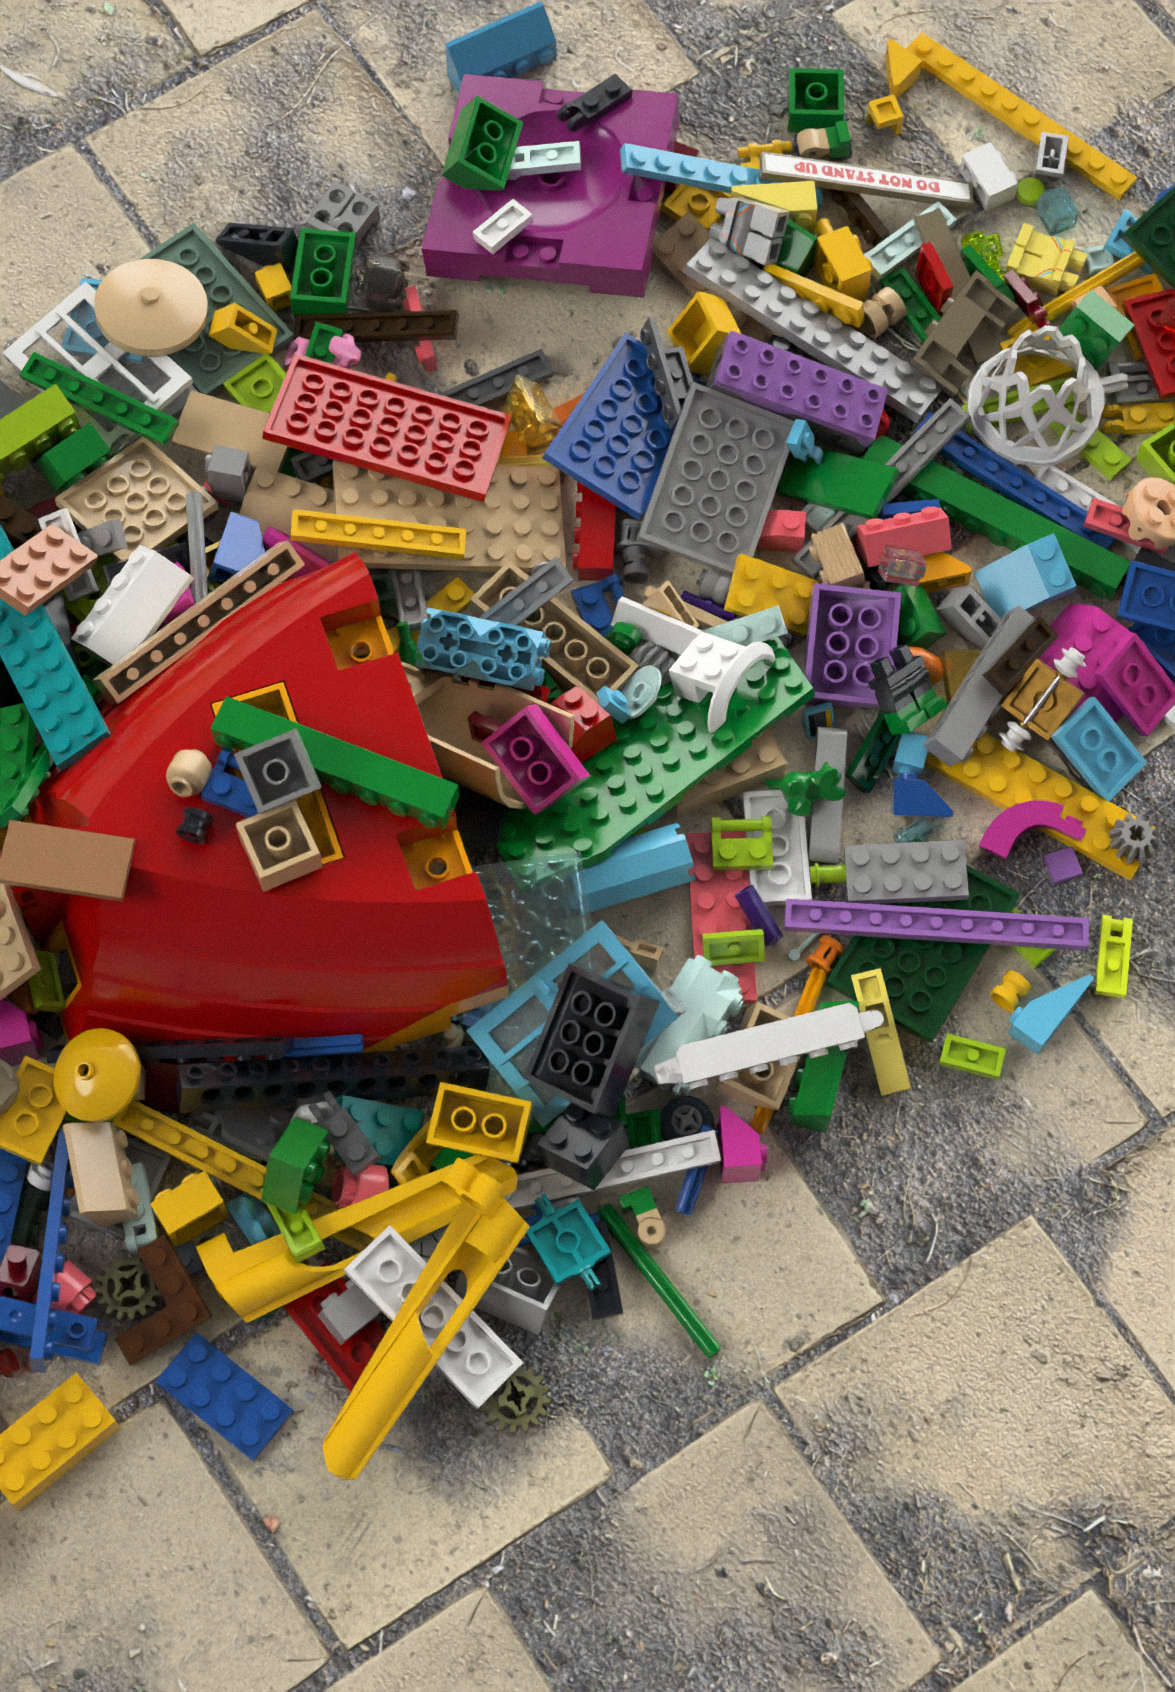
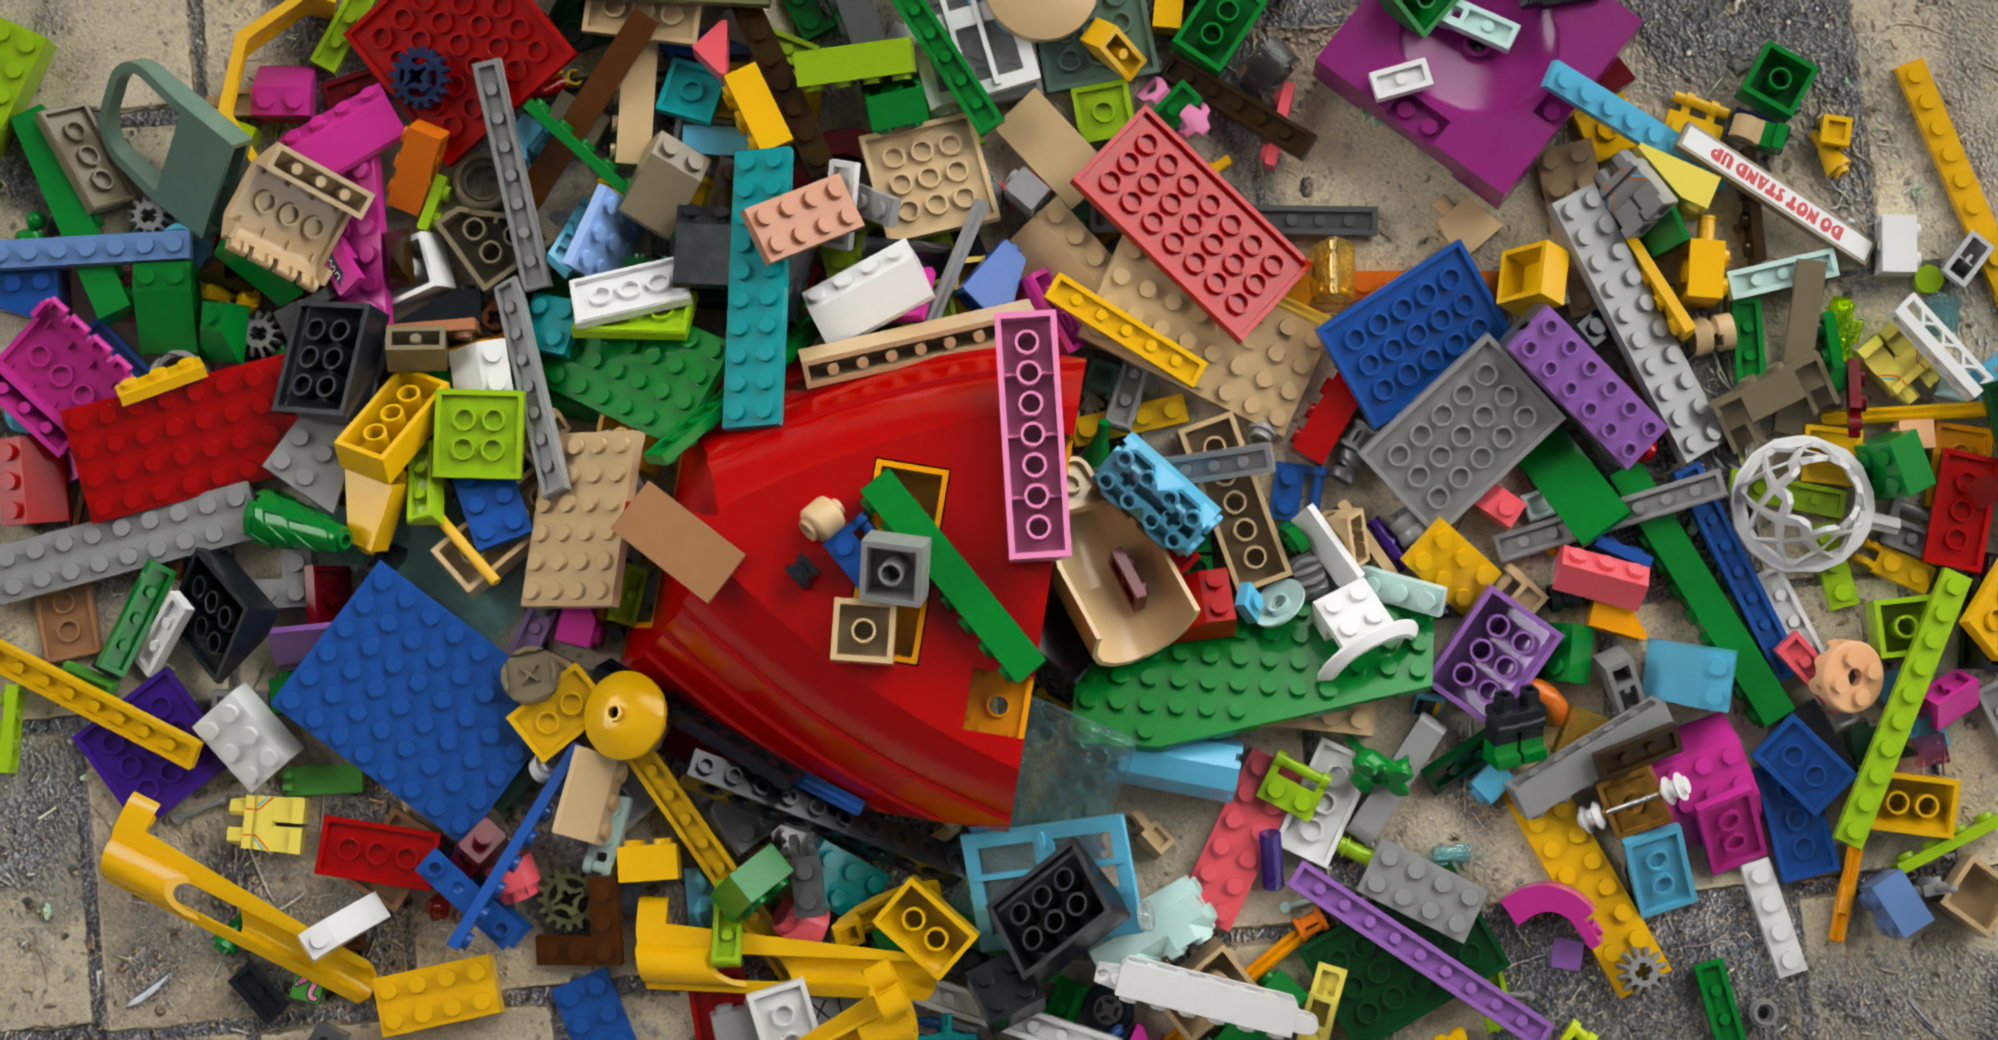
camera: 30 degrees right, 15 degrees up
(342, 611) = (1032, 436): none -> bright pink brick
(535, 759) = (1146, 630): dark pink slope -> none
(618, 320) = (1464, 222): none -> tan torso
(669, 369) = (1478, 303): dark grey bracket -> none
(734, 947) = (1232, 880): lime plate -> none
(801, 442) = (1560, 437): medium azure plate -> none
(836, 557) = (1529, 564): tan brick -> none
(897, 139) = (1832, 160): none -> yellow cone
(902, 68) = (1879, 88): yellow slope -> none
(902, 566) = (1581, 607): clear brick -> none
(916, 798) = (1472, 827): blue slope -> none
(933, 277) = (1780, 330): red tile -> none
(1071, 228) = (1935, 351): none -> white fence

